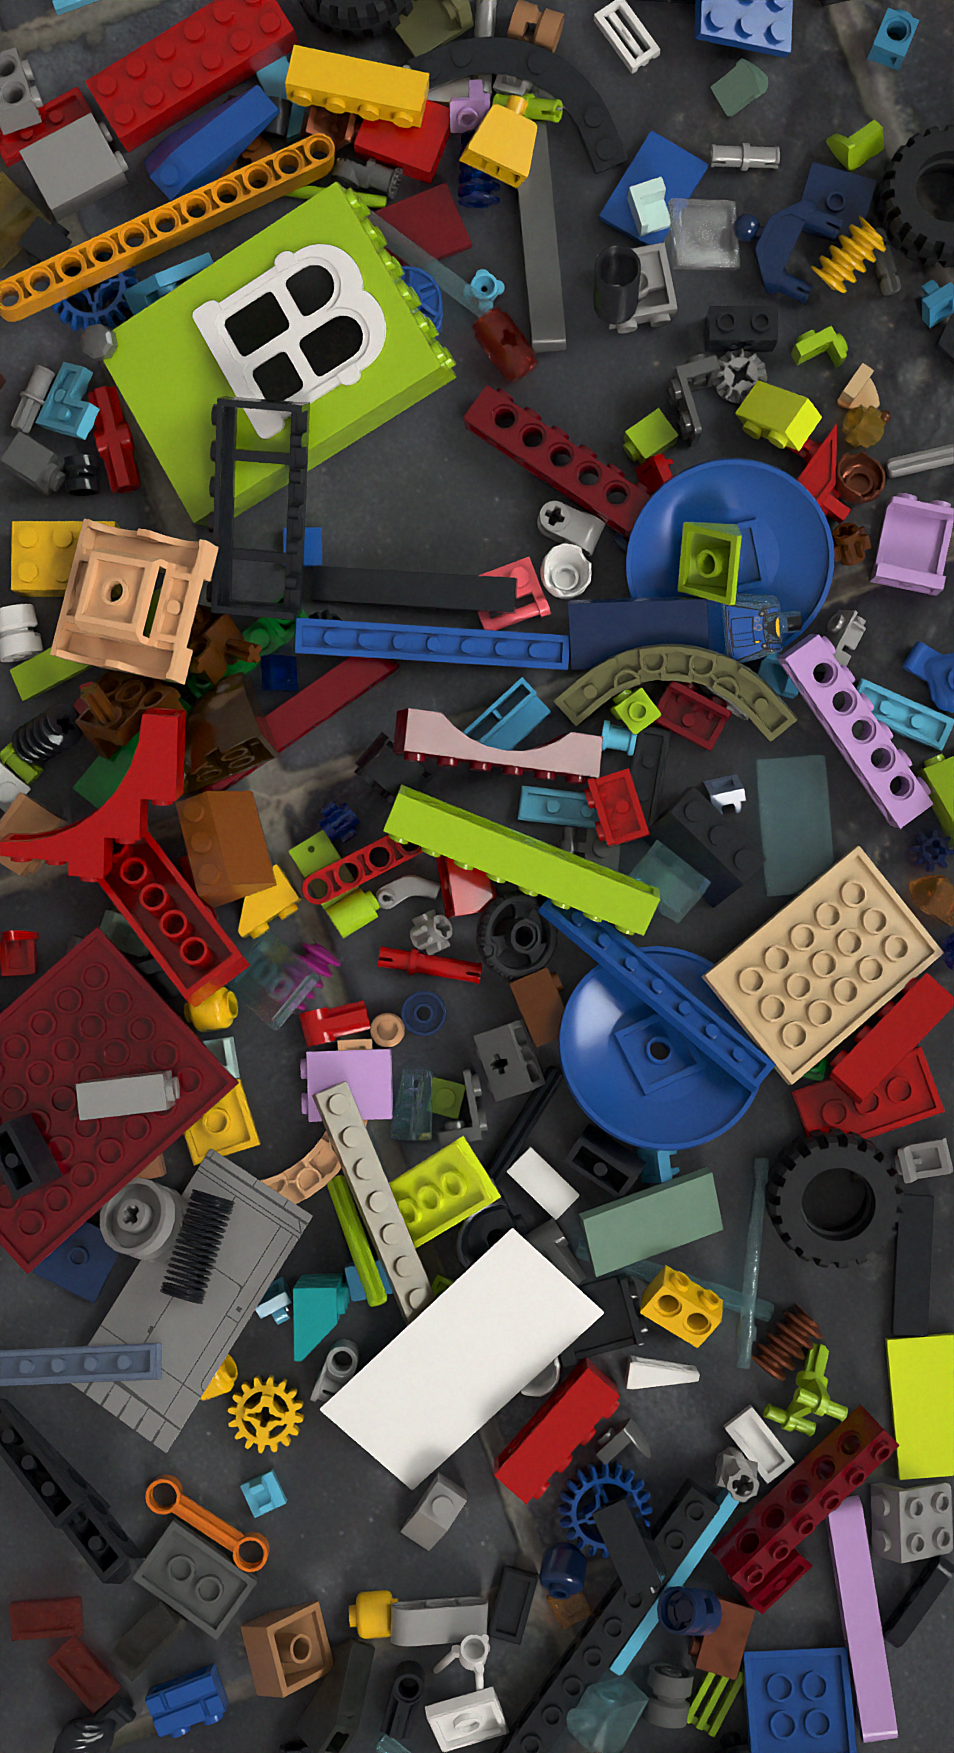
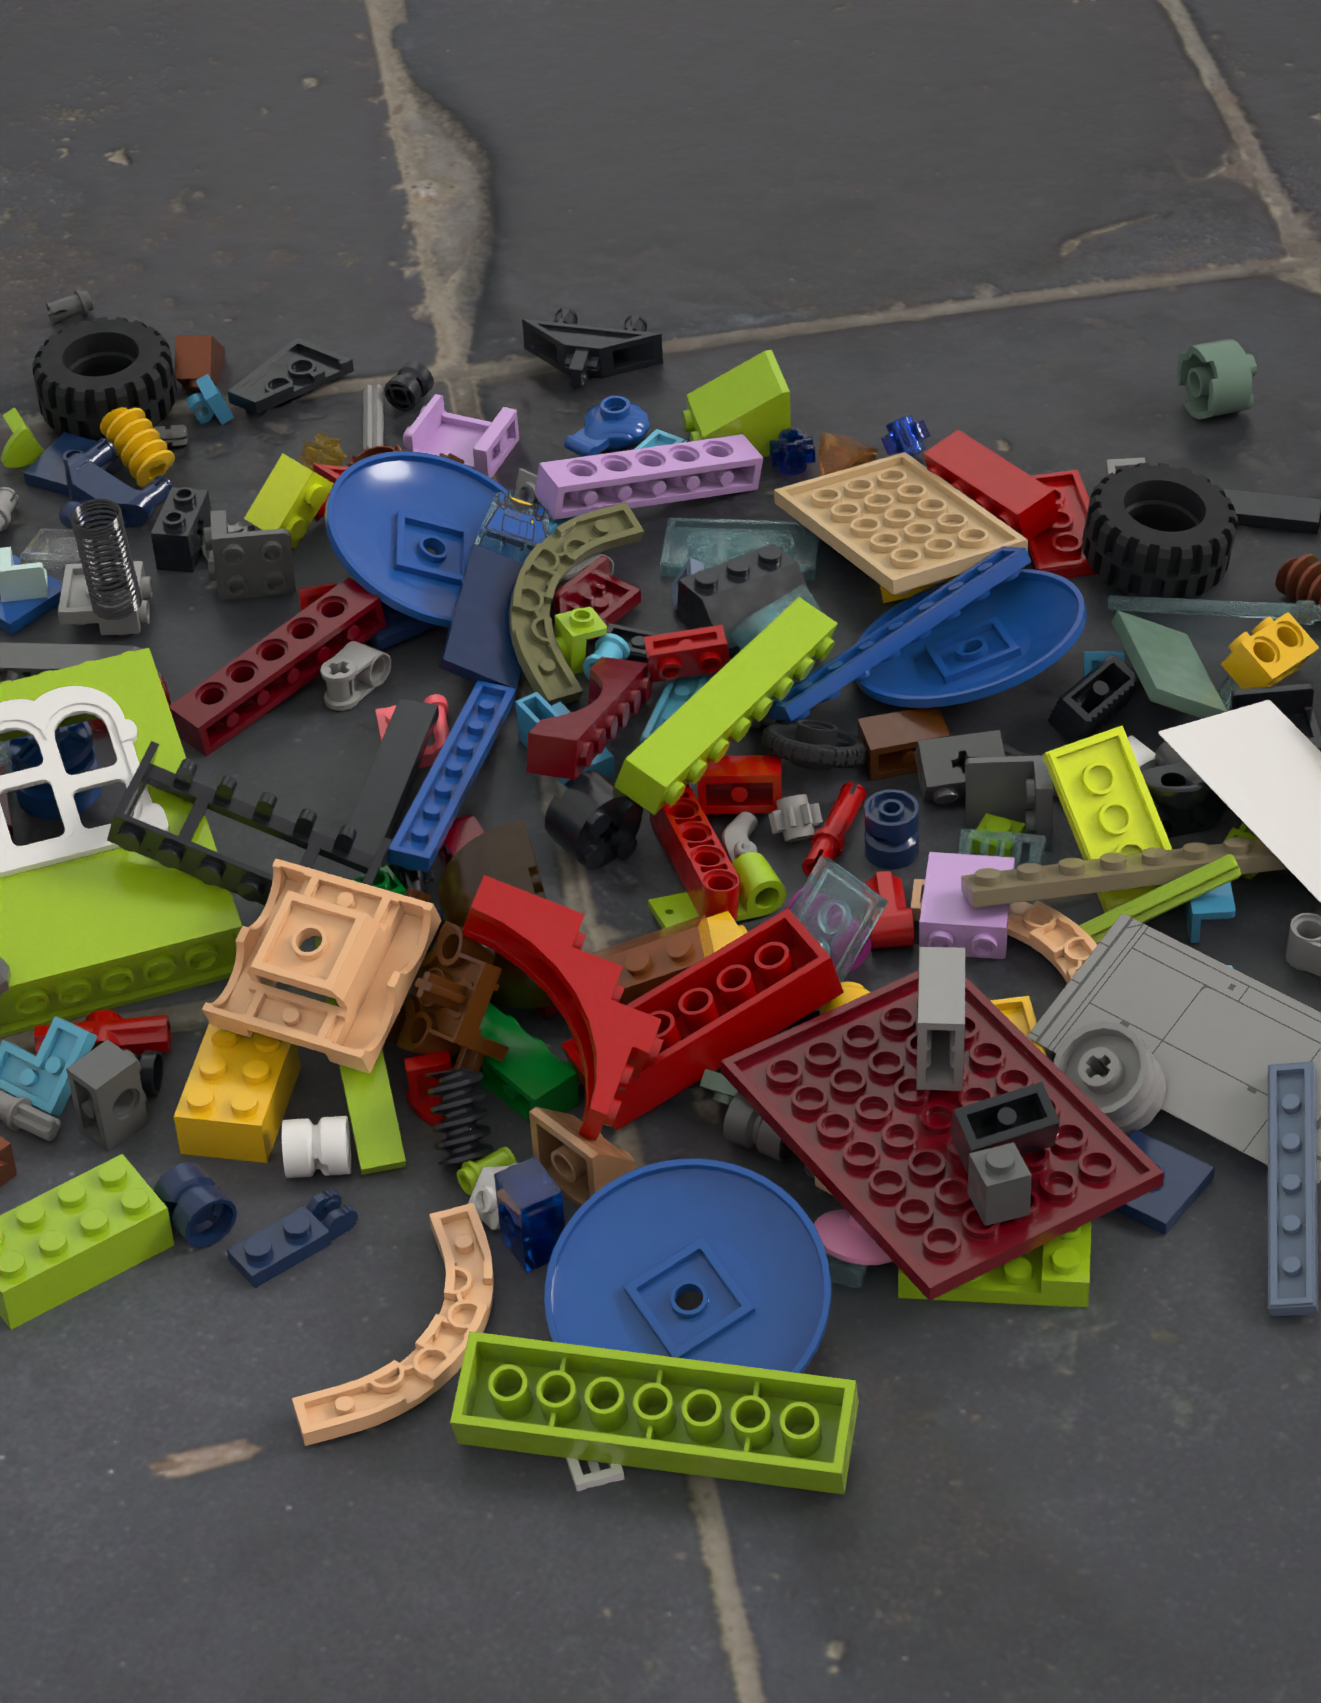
camera: 80 degrees left, 45 degrees down
(213, 1205) = (1203, 1012): black piece -> none
(316, 1309) = (1249, 919): teal slope -> none
(338, 821) = (641, 881): clear blue gear -> none
(387, 1029) = (908, 870): light nougat tile -> none
(565, 571) = (404, 679): white hair -> none
(649, 437) = (272, 601): lime brick -> none
(710, 561) = (436, 528): lime slope -> none
(812, 344) = (225, 475): lime bracket -> none
(860, 390) = (271, 448): tan tile -> none

